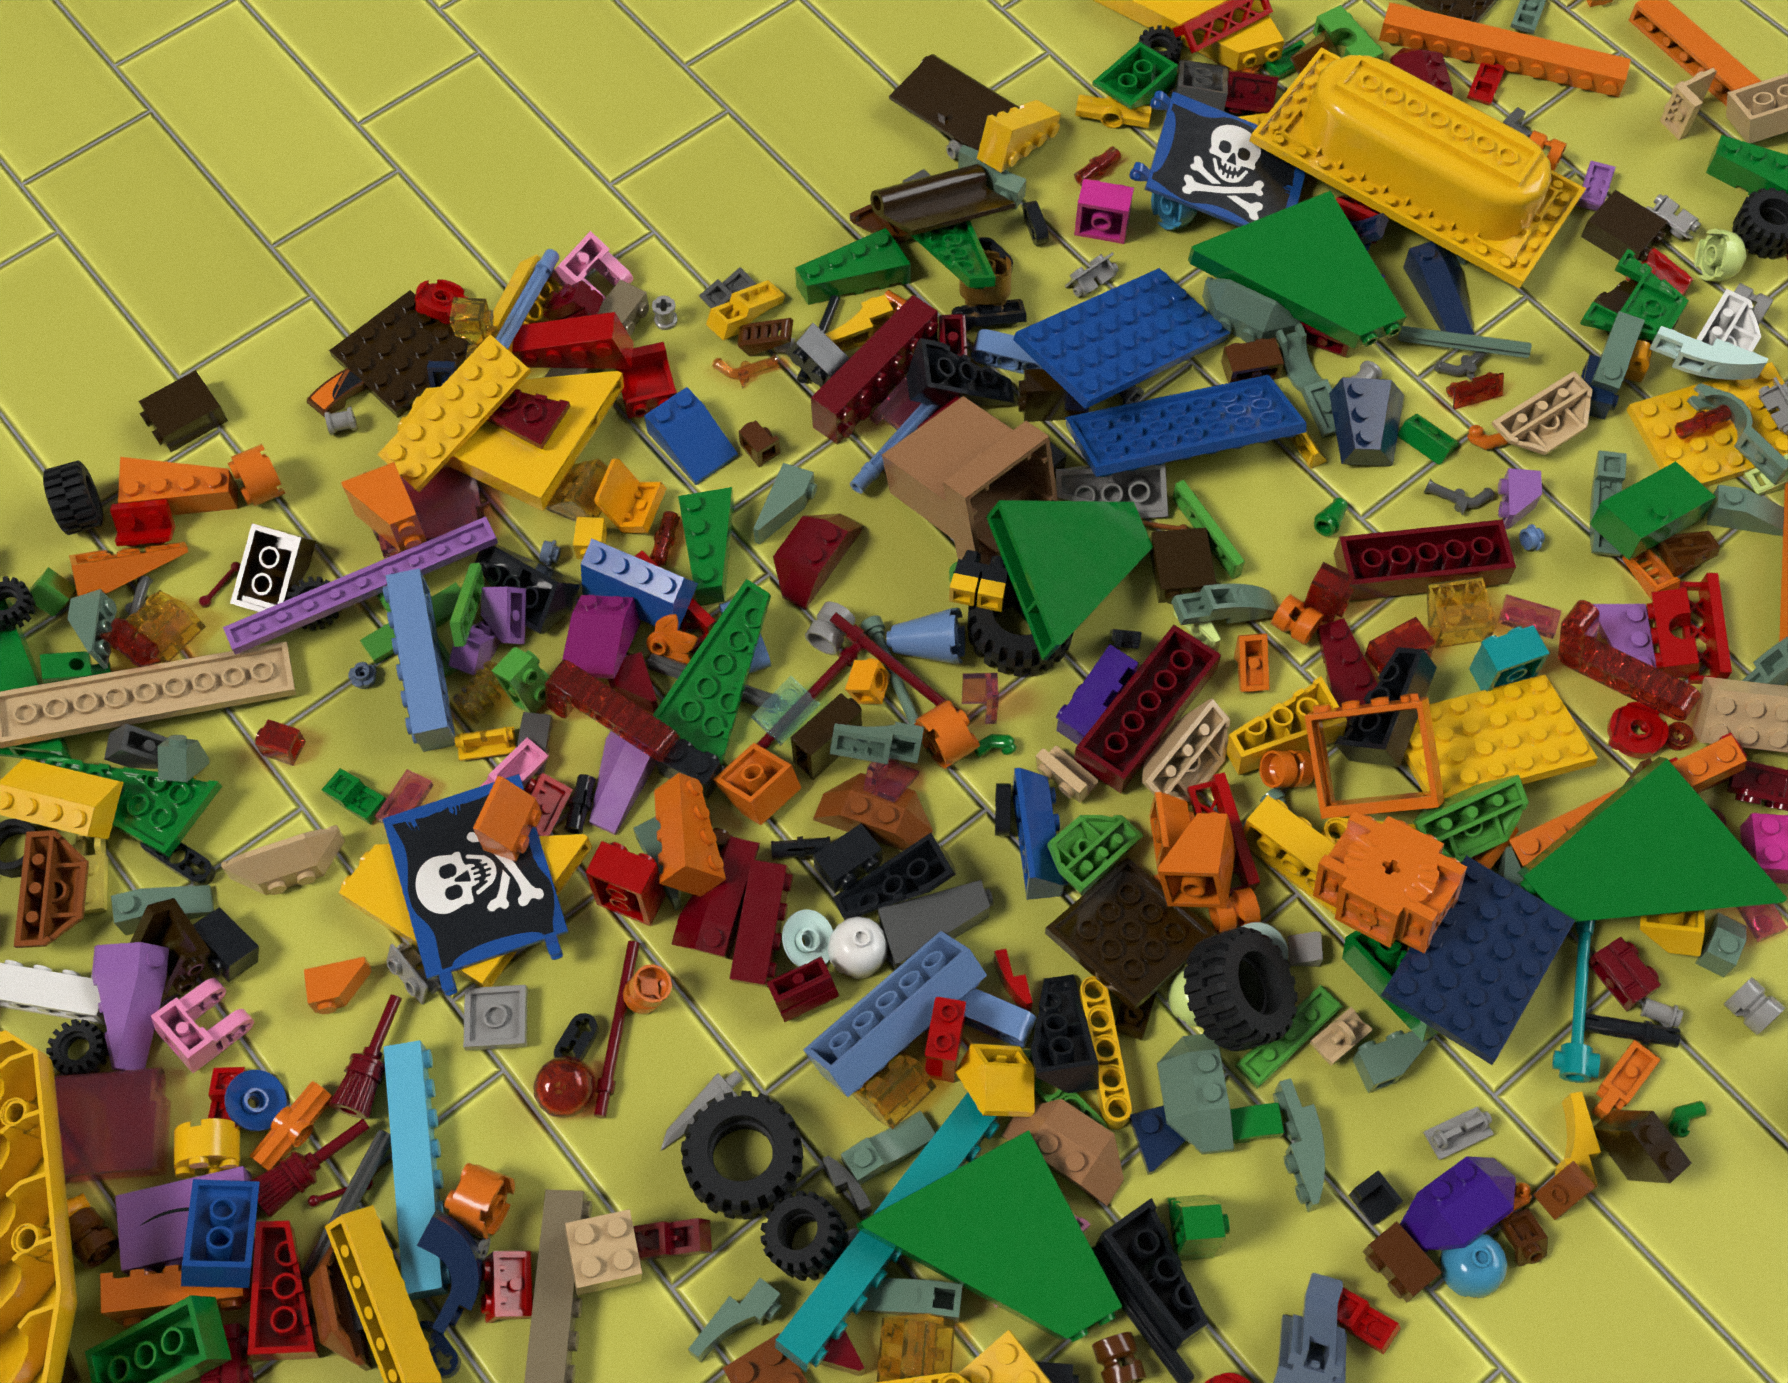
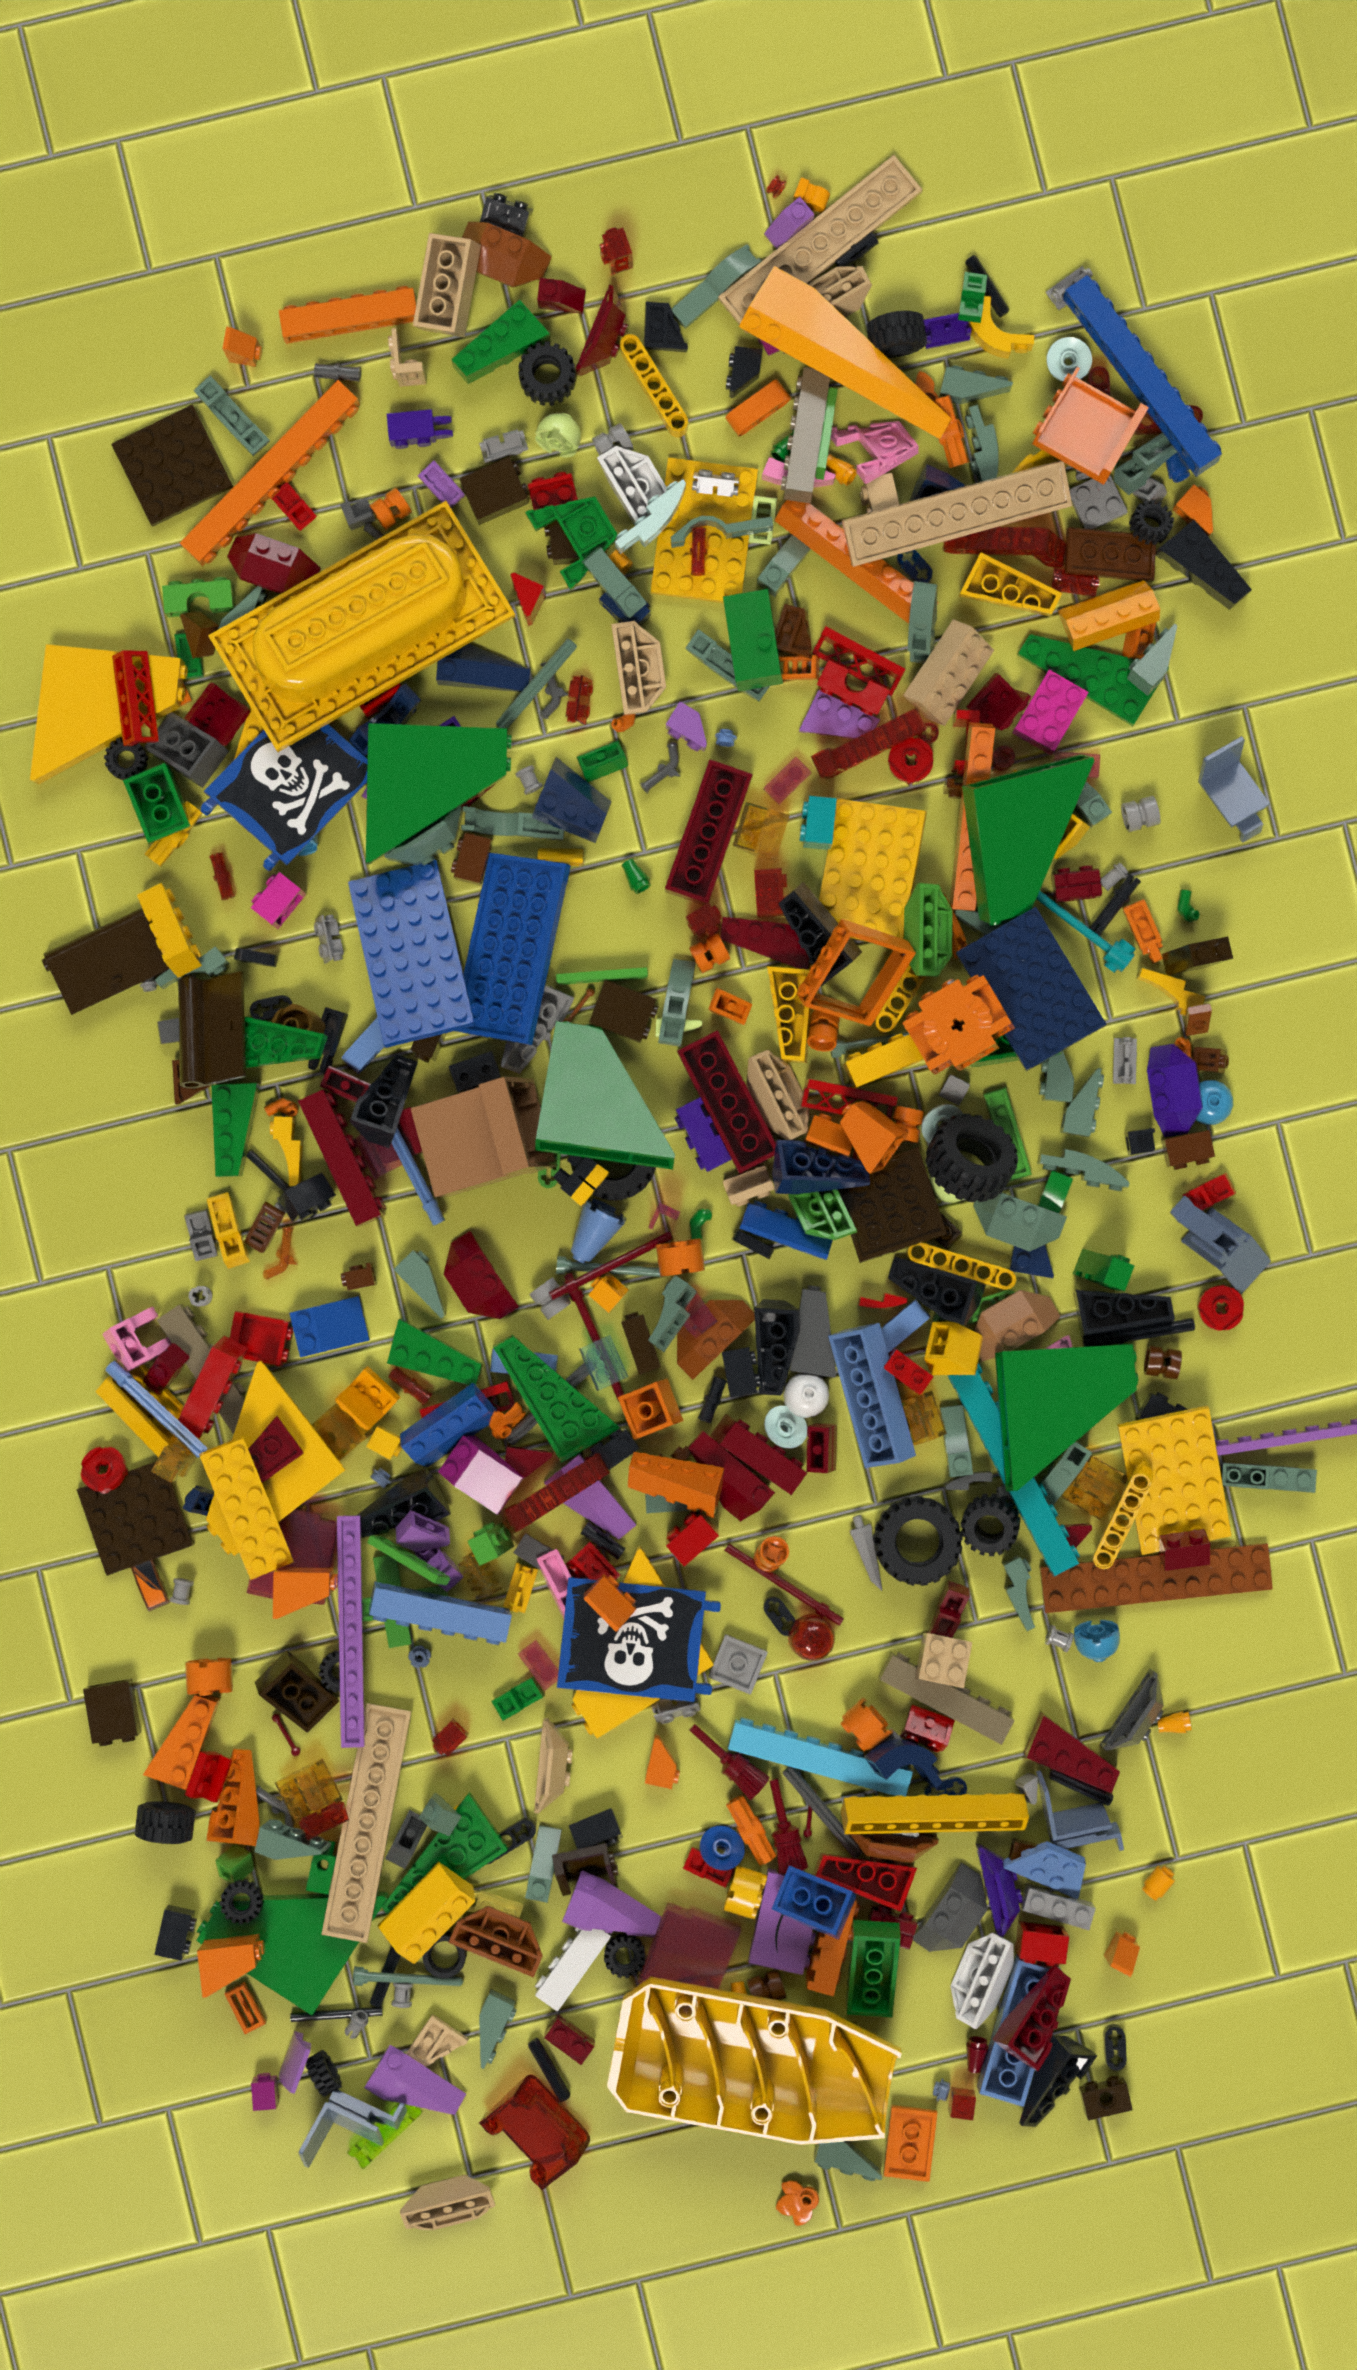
camera: 65 degrees left, 25 degrees up
(186, 1039) = (653, 1879): bright pink brick -> none
(1121, 817) = (808, 1170): none -> dark blue wedge
(1125, 638) = (668, 1090): black hinge -> none
(1341, 1036) = (1027, 1102): tan hips -> none
(1370, 1104) = (1079, 1113): none -> sand green slope
(1546, 294) = (529, 595): none -> red slope
(1633, 142) = (416, 428): none -> dark purple hinge
(1637, 64) = (337, 372): none -> dark grey pin

